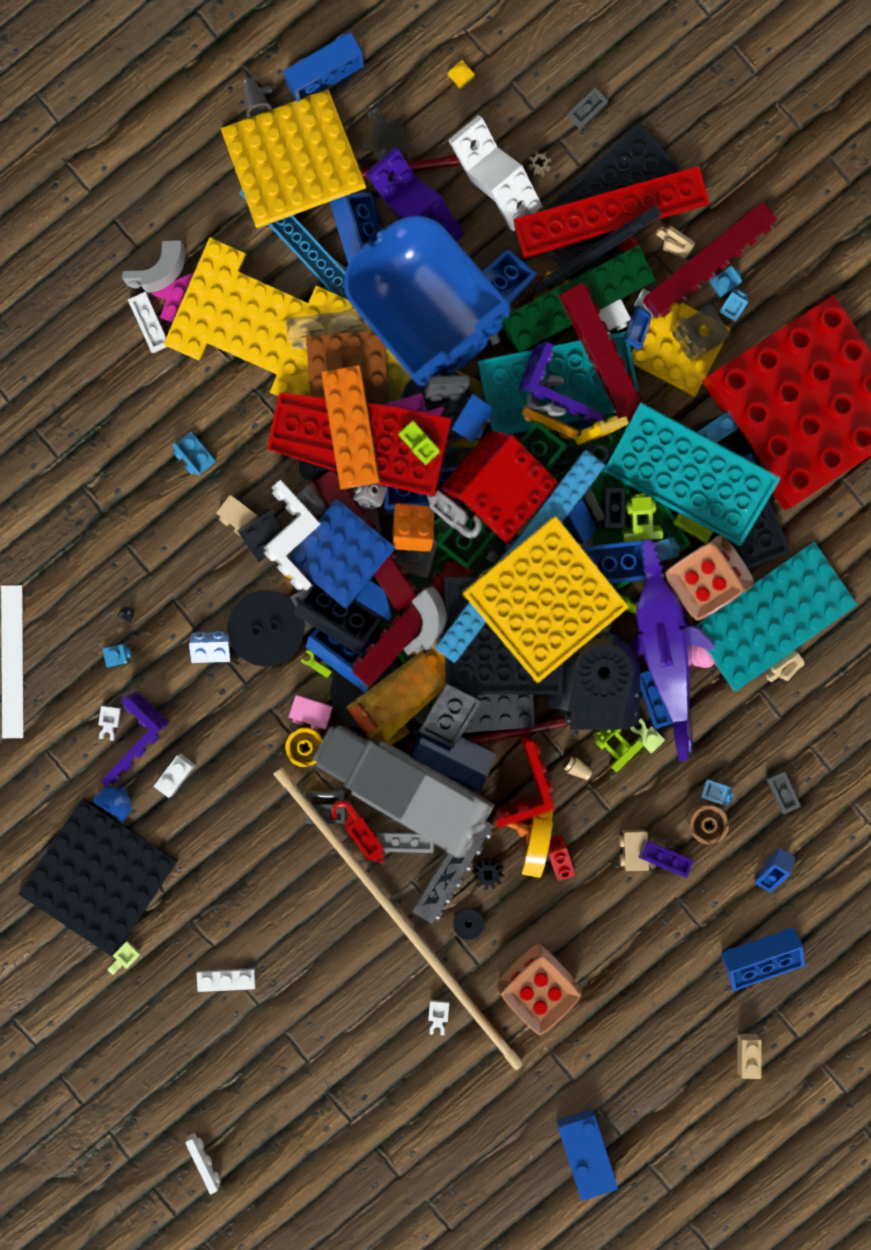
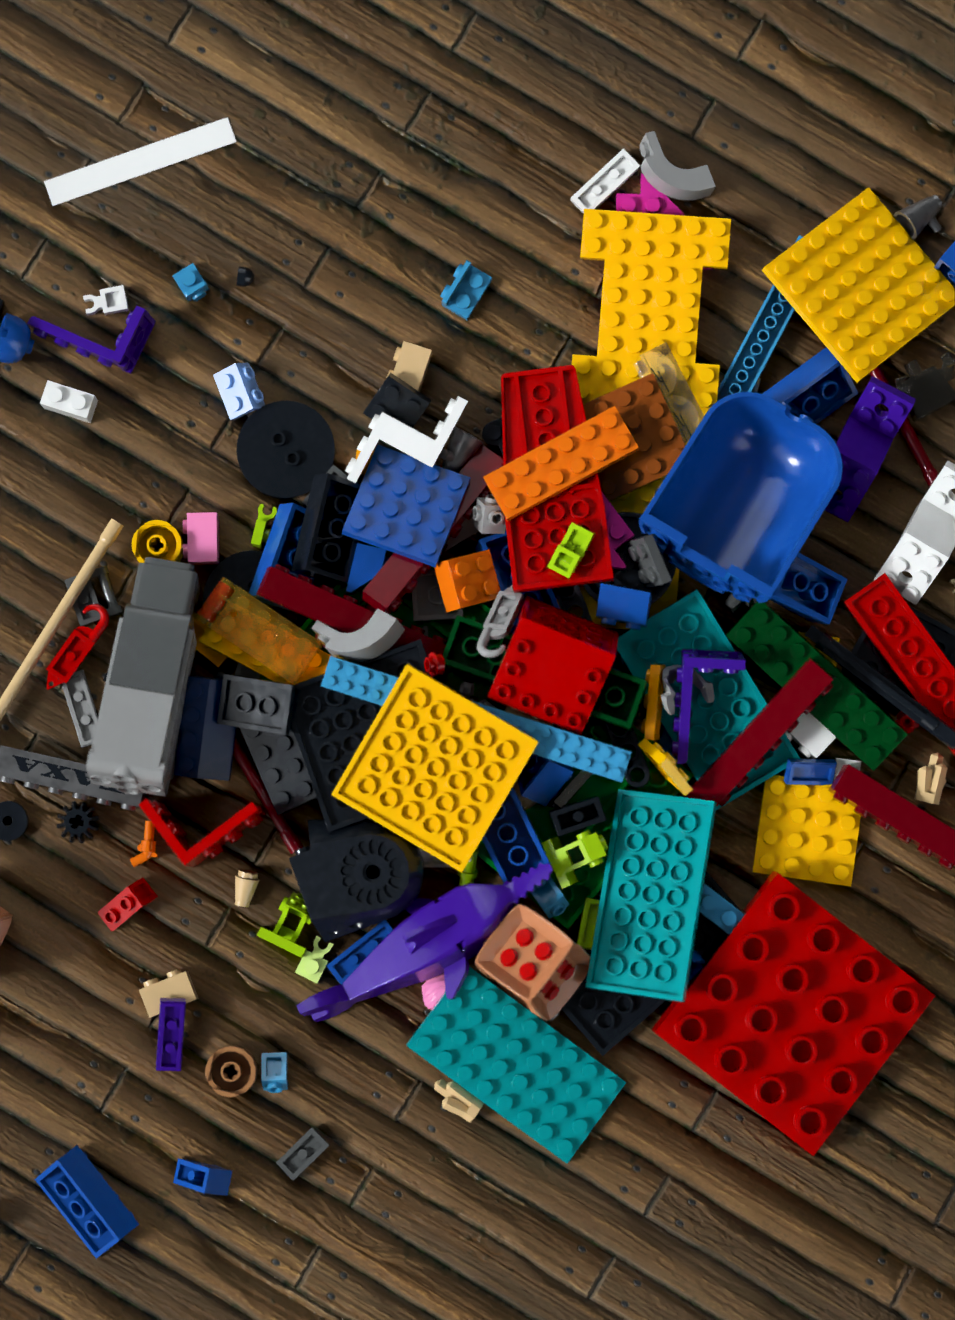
camera: 70 degrees right, 5 degrees down
(467, 573) = (434, 664): none -> red plate
(538, 845) = (136, 869): yellow arch -> none
(690, 339) = (815, 843): clear smoke bracket -> none
(726, 281) = (906, 860): dark azure bracket -> none
(734, 304) = (882, 880): dark azure bracket -> none

